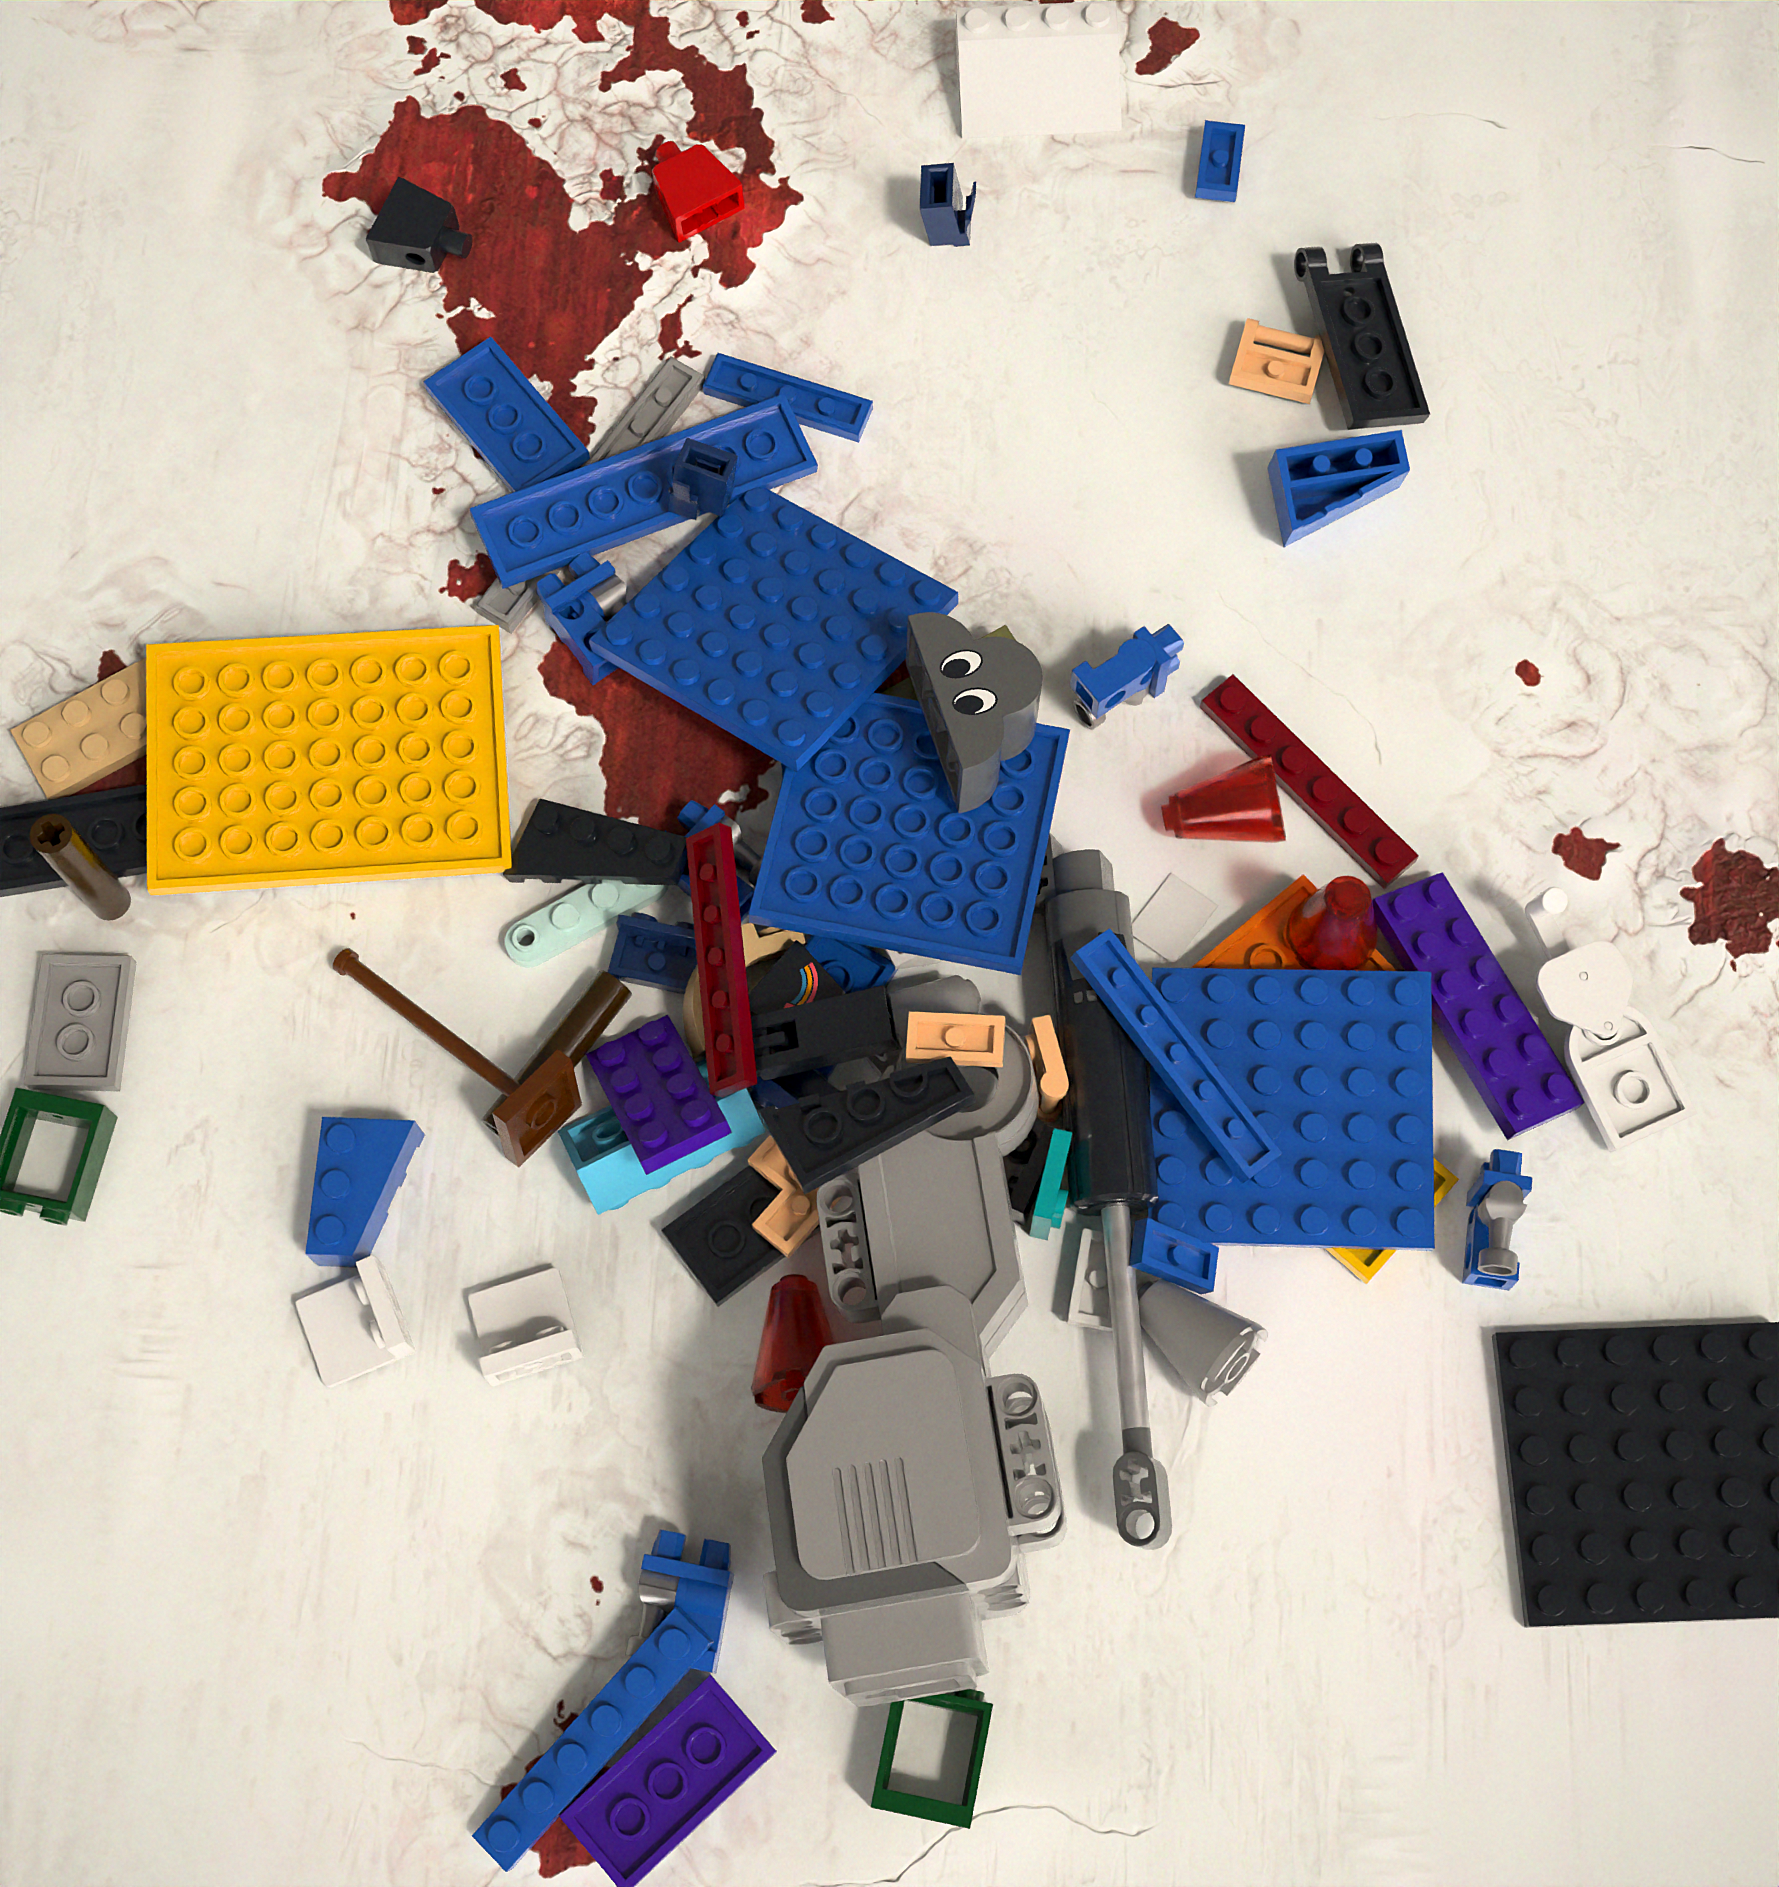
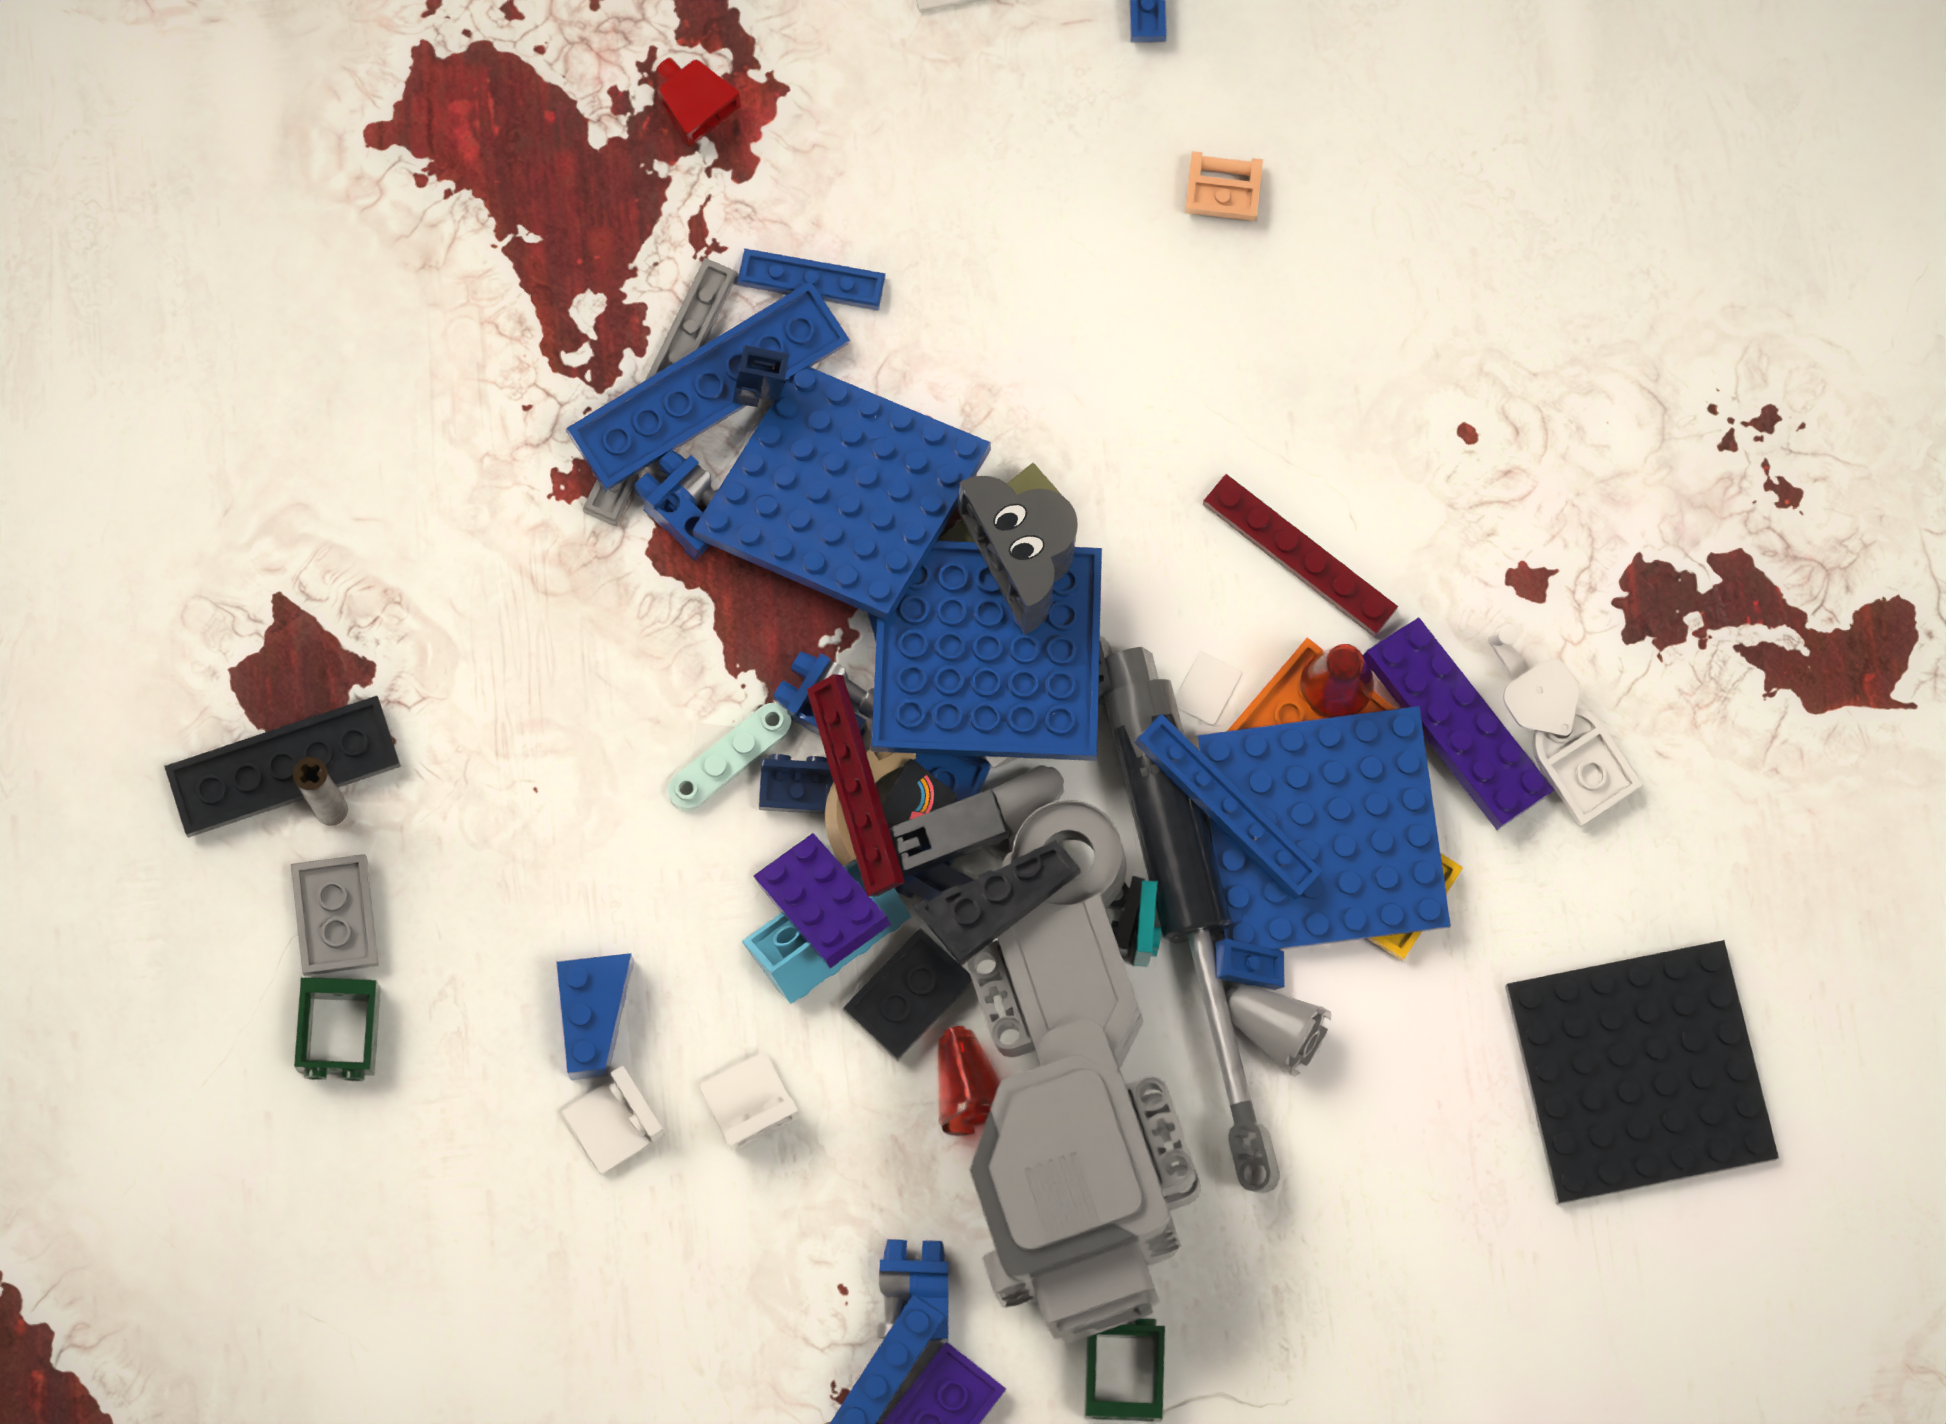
camera: 15 degrees left, 5 degrees up
(87, 733) = (295, 659): tan plate -> none
(325, 759) = (490, 661): yellow plate -> none
(416, 230) = (461, 172): black torso -> none
(505, 418) = (575, 337): blue plate -> none
(532, 1108) = (724, 928): reddish brown tile -> none
(576, 1029) = (731, 882): dark brown piece -> none
(593, 848) = (717, 703): black wing -> none
(792, 1213) = (946, 978): light nougat plate -> none
(942, 206) = (916, 88): dark blue piece -> none
(964, 1037) = (1059, 822): light nougat plate -> none
(1047, 1066) = (1129, 829): light nougat plate -> none
(1090, 1289) = (1188, 998): white plate -> none
(1128, 676) = (1148, 482): blue hips -> none
(1229, 806) = (1240, 589): clear red cone -> none
(1332, 479) = (1284, 291): blue wedge -> none
(1363, 338) = (1292, 157): black hinge -> none
(1497, 1207) = (1495, 882): hips -> none

